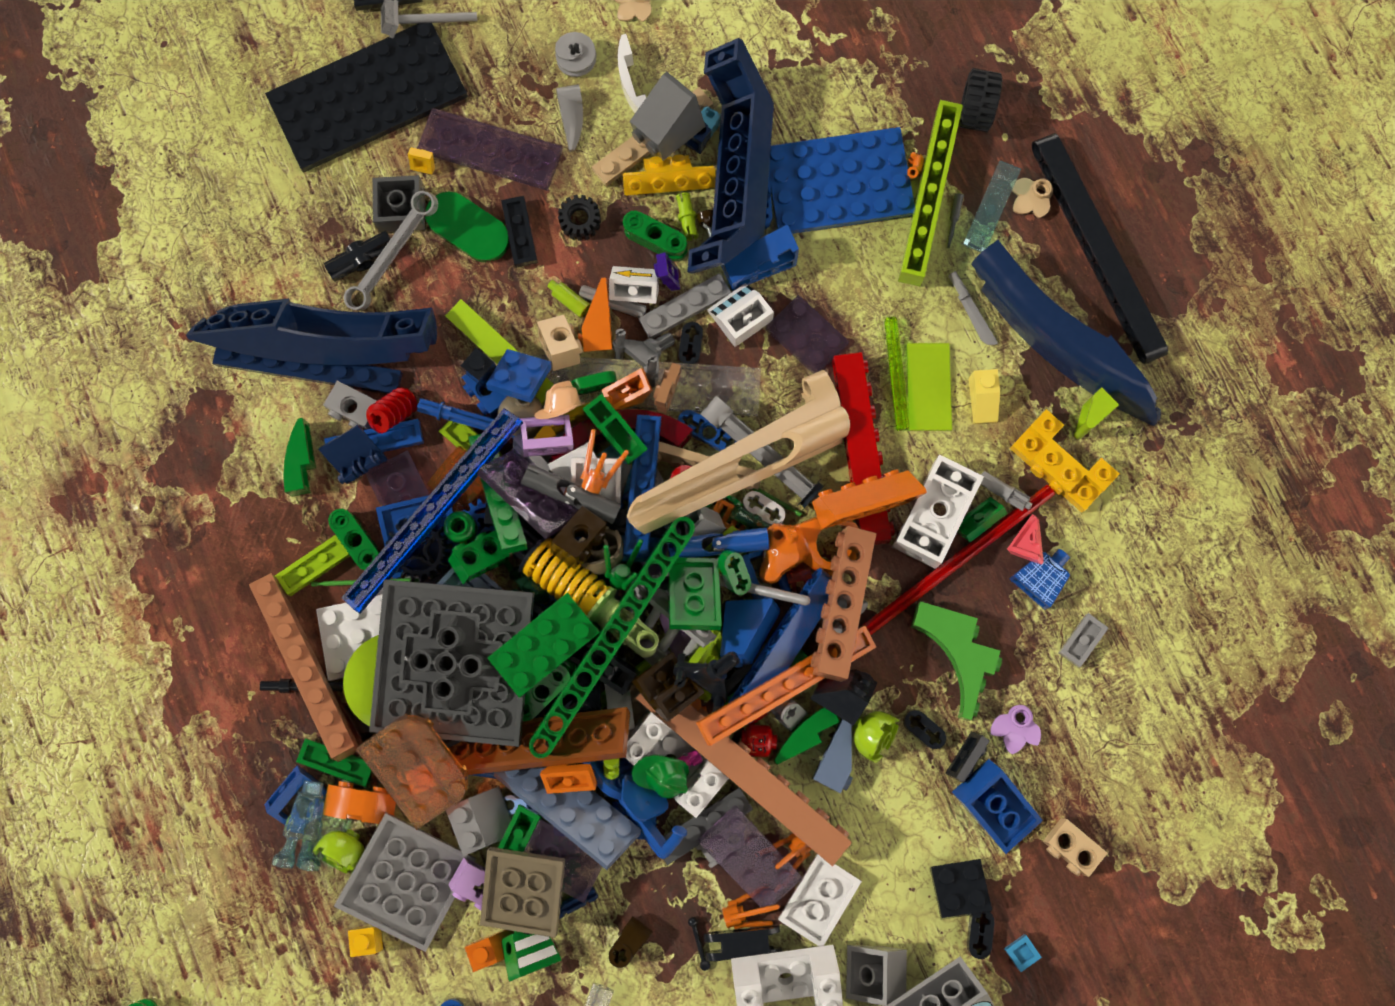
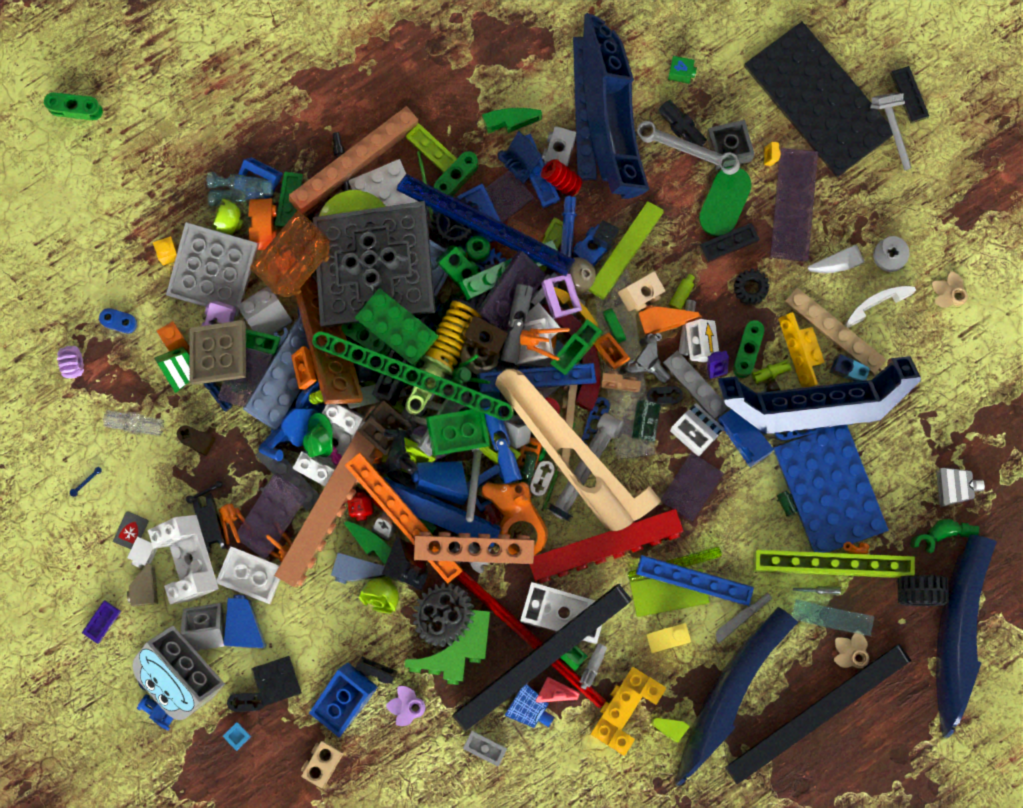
camera: 80 degrees right, 0 degrees up
(289, 242) = (682, 70): none -> green brick
(519, 375) = (606, 266): blue plate -> none
(559, 400) = (590, 301): light nougat piece -> none
(667, 117) = (844, 336): dark grey slope -> none
(719, 370) = (646, 420): none -> clear green slope
(737, 570) = (479, 457): green beam -> none
(848, 231) = (786, 503): none -> dark green pin
(863, 43) = (956, 486): none -> light grey torso
(867, 498) = (560, 553): orange slope -> none
(882, 921) = (242, 624): none -> blue slope
(911, 72) = (943, 529): none -> green piece
(920, 354) = (694, 580): none -> blue tile
(928, 725) = (388, 631): black beam -> none
(935, 653) = (443, 614): none -> dark grey gear
(991, 546) = (542, 657): none -> black beam
(1033, 74) = (957, 636): none -> dark blue slope

